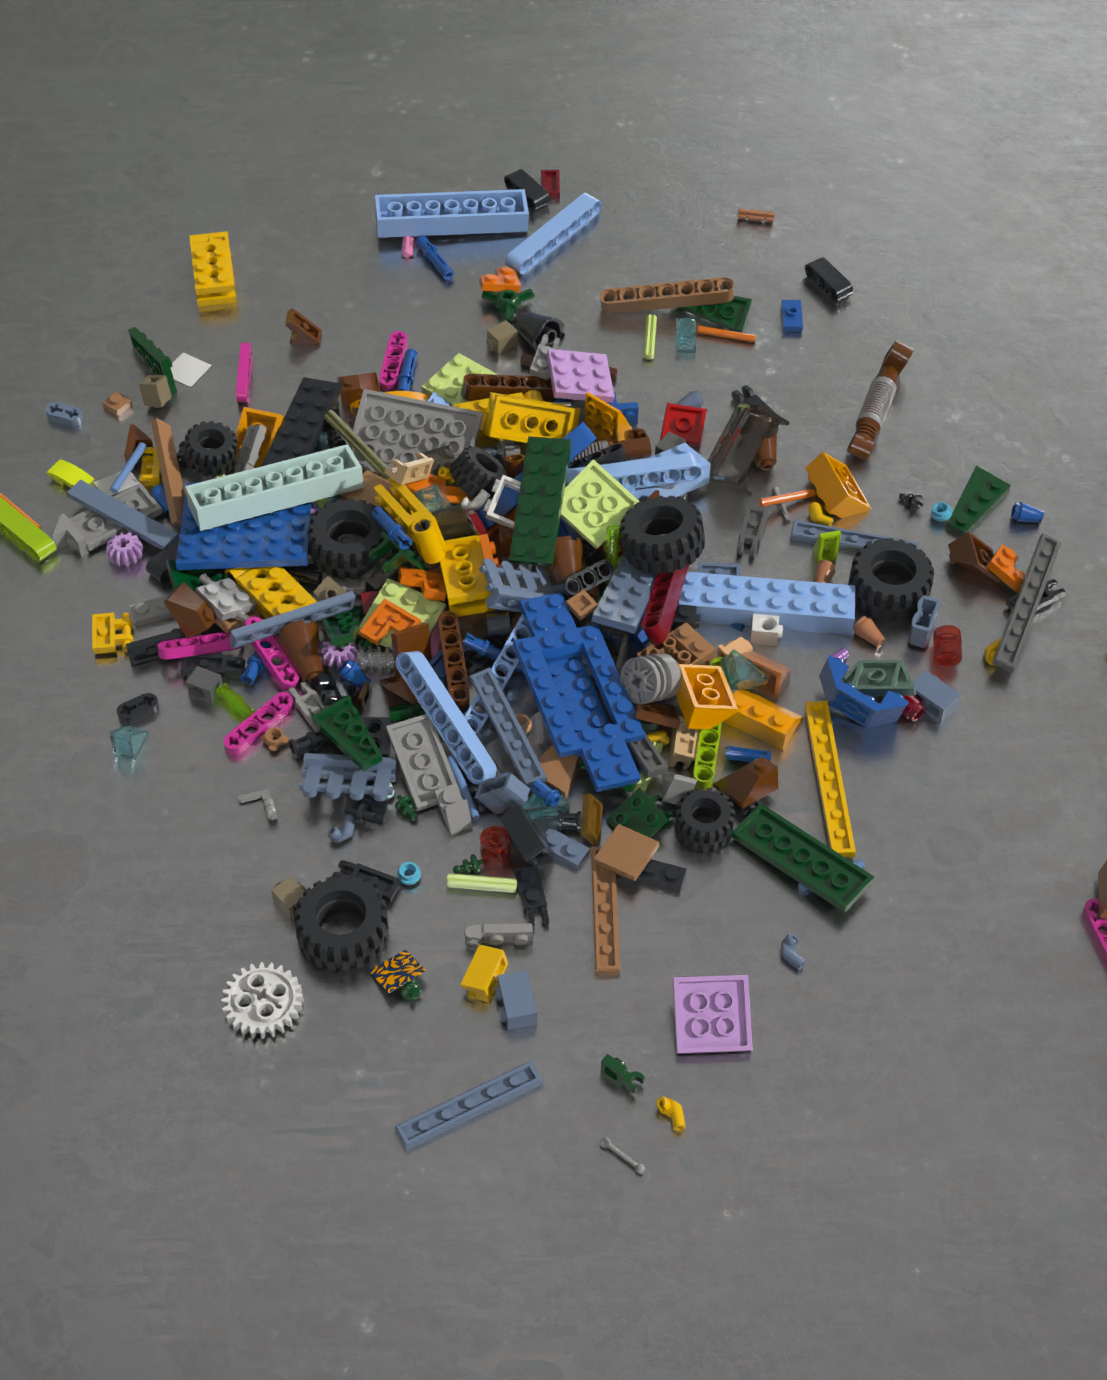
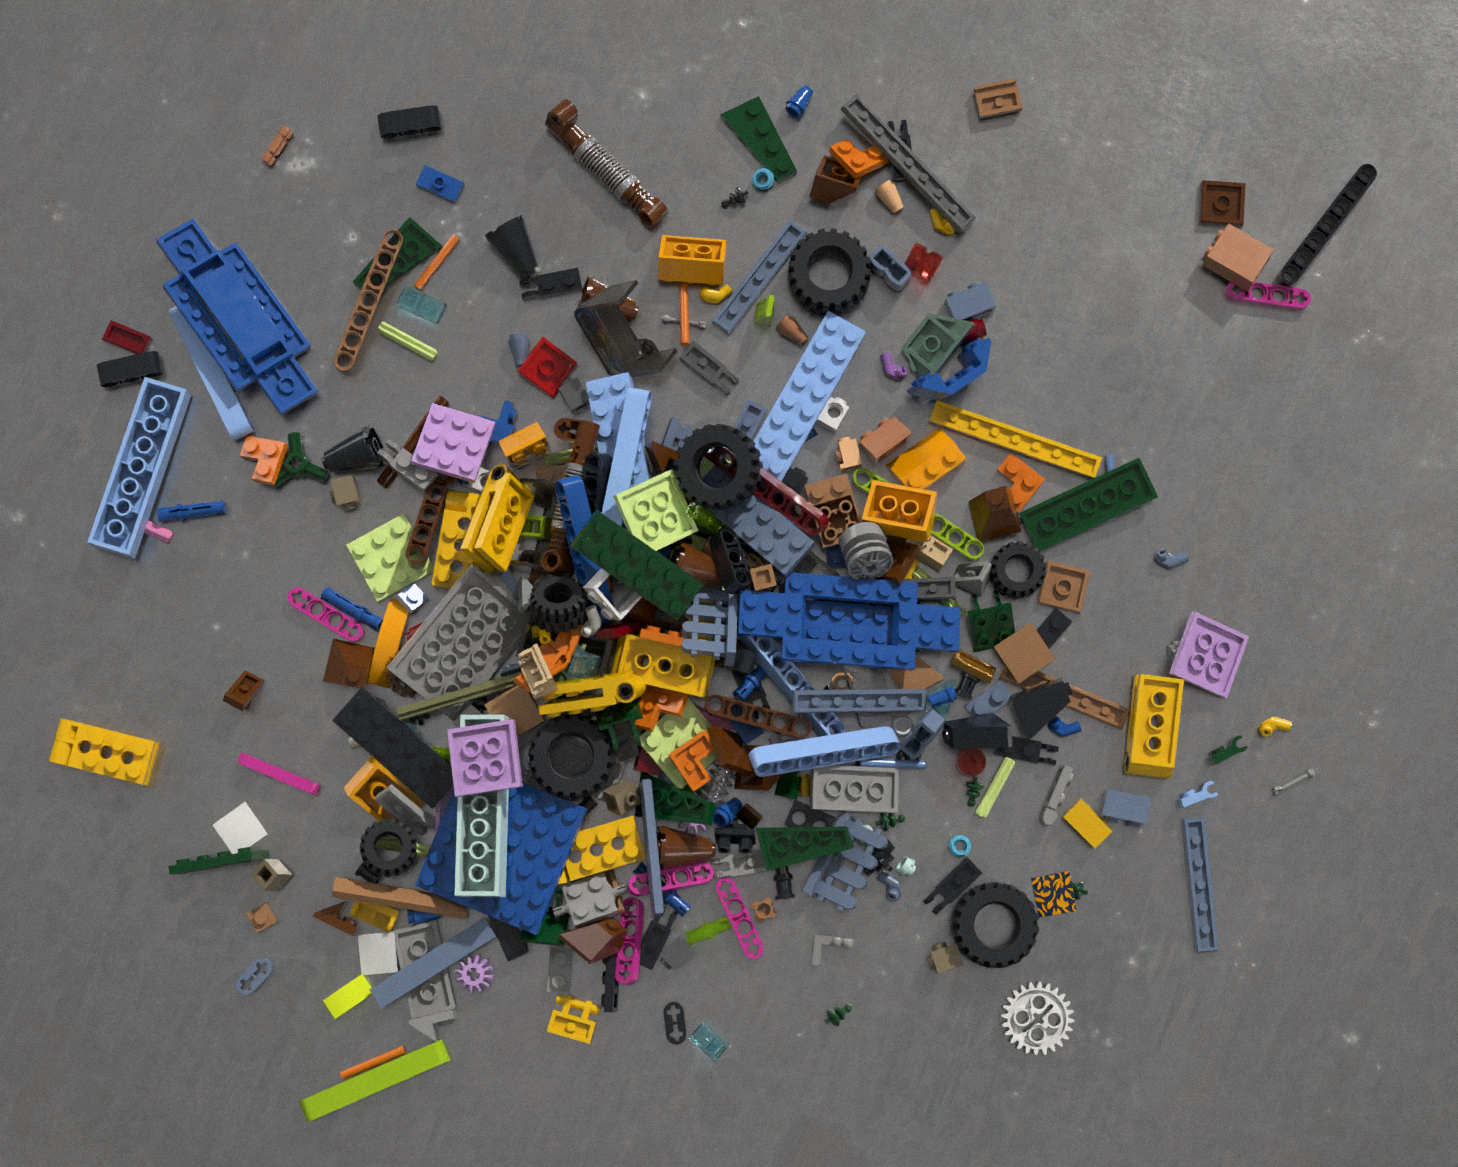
camera: 65 degrees left, 30 degrees up
(128, 467) = (372, 937): medium blue bar -> none
(198, 832) = (839, 1013): none -> dark green hair
(316, 462) = (484, 758): none -> lavender plate
(367, 835) = (906, 867): none -> light aqua plate
(394, 531) = (610, 717): blue pin -> none
(453, 809) = (911, 781): light grey slope -> none
(557, 1060) = (1191, 797): none -> light blue plate
(569, 918) = (1062, 728): none -> blue arm
(580, 883) = (1041, 704): none -> black slope
(583, 1012) = (1140, 757): none -> yellow hinge
(598, 223) = (244, 310): none -> blue piece
(710, 871) = (1064, 587): none -> medium nougat tile
(741, 672) = (886, 467): clear light blue slope -> none
(746, 754) = (961, 497): blue tile -> none
(773, 366) = (514, 246): none -> black cone
(795, 801) = (1024, 480): none -> orange plate
(868, 631) = (873, 321): nougat cone -> none
(990, 603) = (889, 196): none -> light nougat cone

